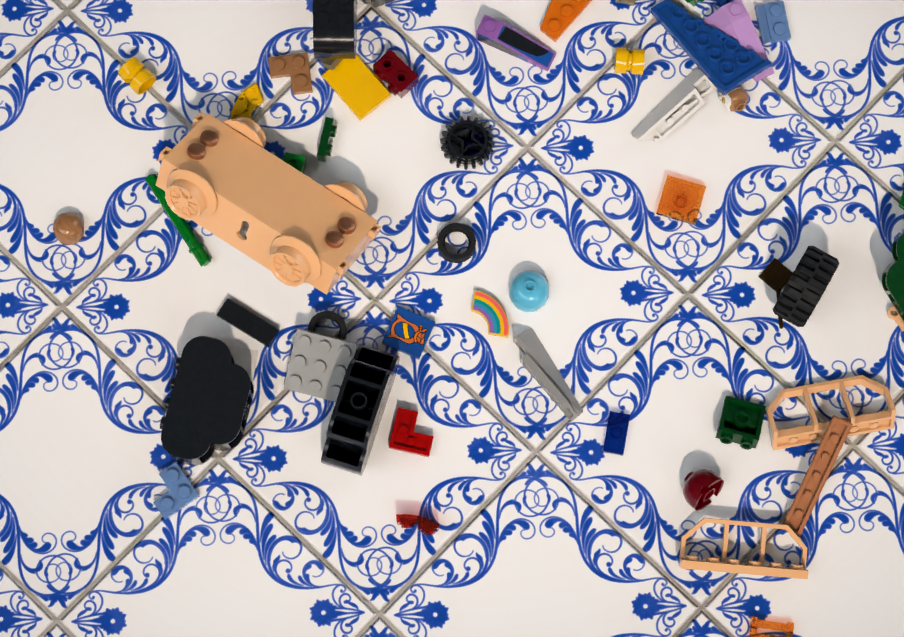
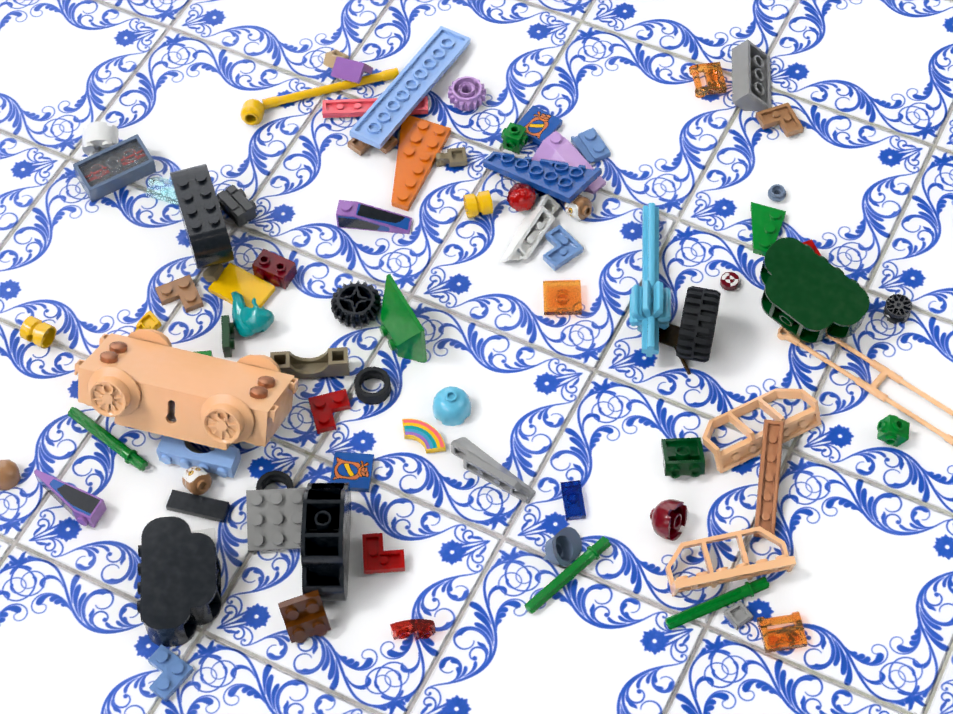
camera: 15 degrees left, 20 degrees down
(135, 288) = (82, 505): none -> slope
(253, 296) = (196, 480): none -> medium nougat head
(266, 279) = (217, 461): none -> light blue arch
(317, 481) = (304, 617): none -> reddish brown plate
(350, 128) = (249, 320): none -> teal piece
(402, 249) = (323, 407): none -> red plate
(416, 205) = (330, 364): none -> dark tan arch
(502, 186) = (401, 325): none -> green slope
(584, 512) = (567, 575): none -> green axle
(589, 484) = (563, 547): none -> sand blue piece
(677, 67) = (521, 197): none -> red piece
(704, 141) = (564, 248): none -> medium blue plate
(719, 588) = (718, 602): none -> green axle
(735, 606) = (738, 615): none -> light grey tile
(768, 239) = (650, 302): none -> medium azure axle
(861, 234) = (729, 281): none -> dark red tile

